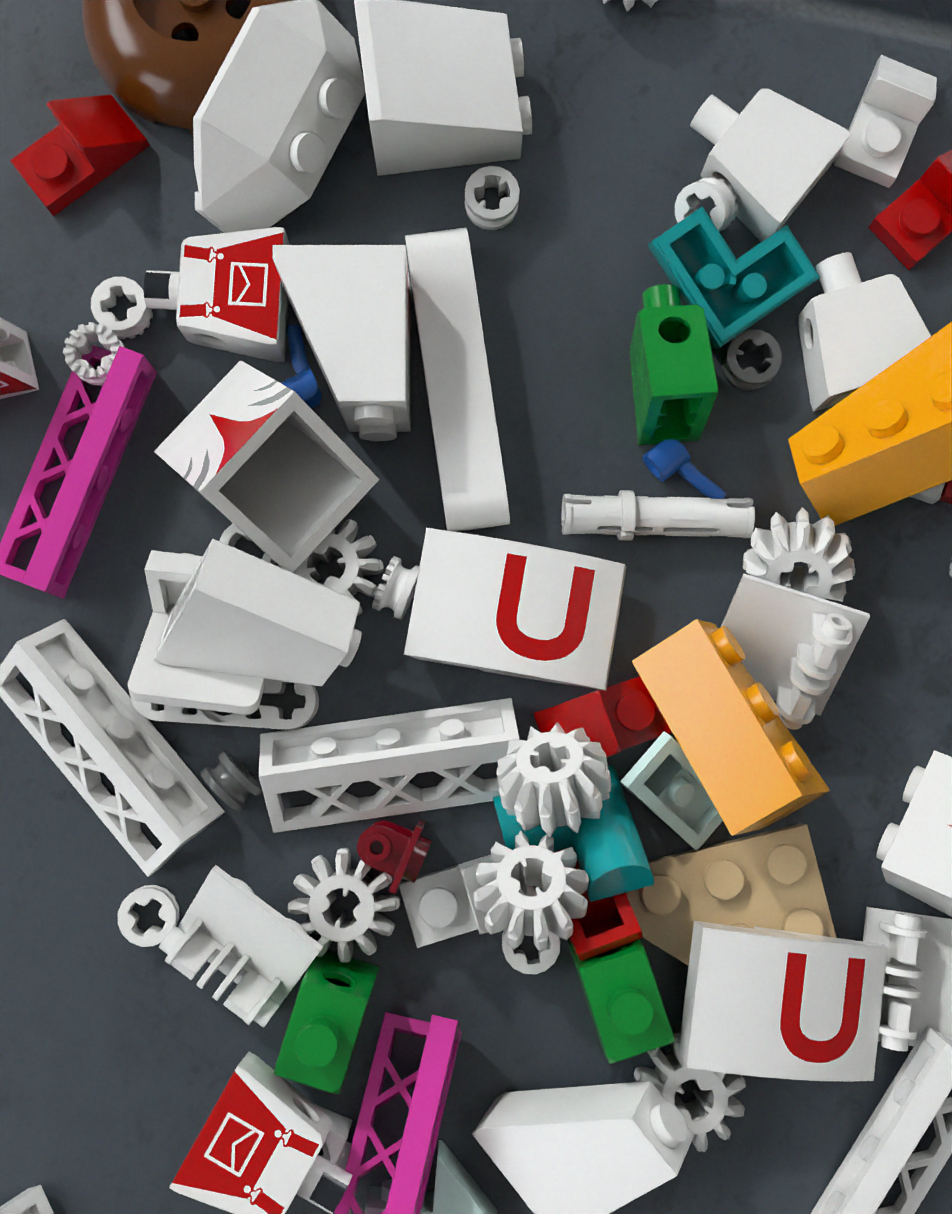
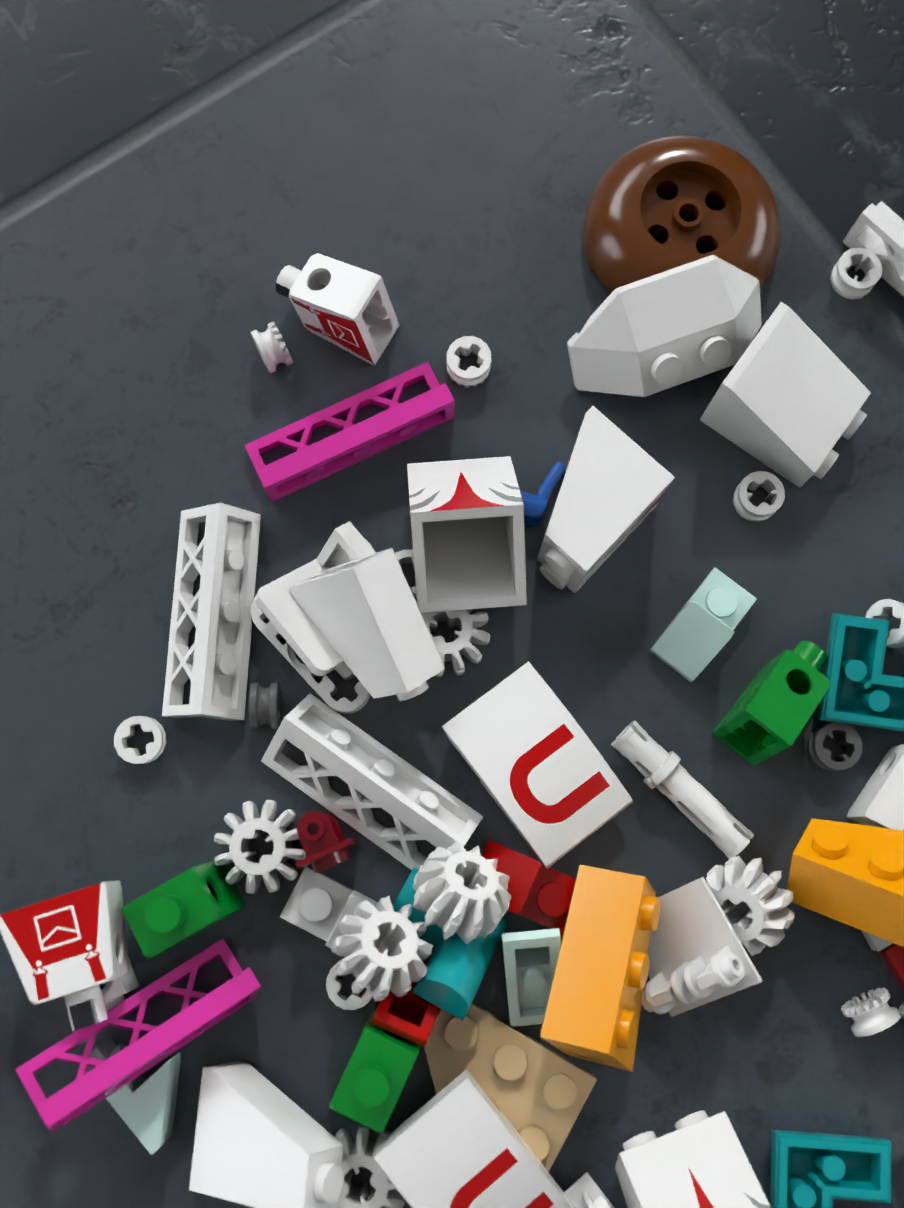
camera: 45 degrees right, 5 degrees down
(81, 151) = (531, 249): red slope -> none
(81, 343) = (424, 361): white bush -> none
(227, 293) = (540, 409): torso -> none
(242, 941) = (179, 809): white hinge -> none
(398, 590) = (477, 683): white bush -> none
(457, 380) = (632, 589): white beam -> none
(547, 356) = (703, 625): none -> light aqua slope
(672, 457) = (724, 760): blue hand -> none

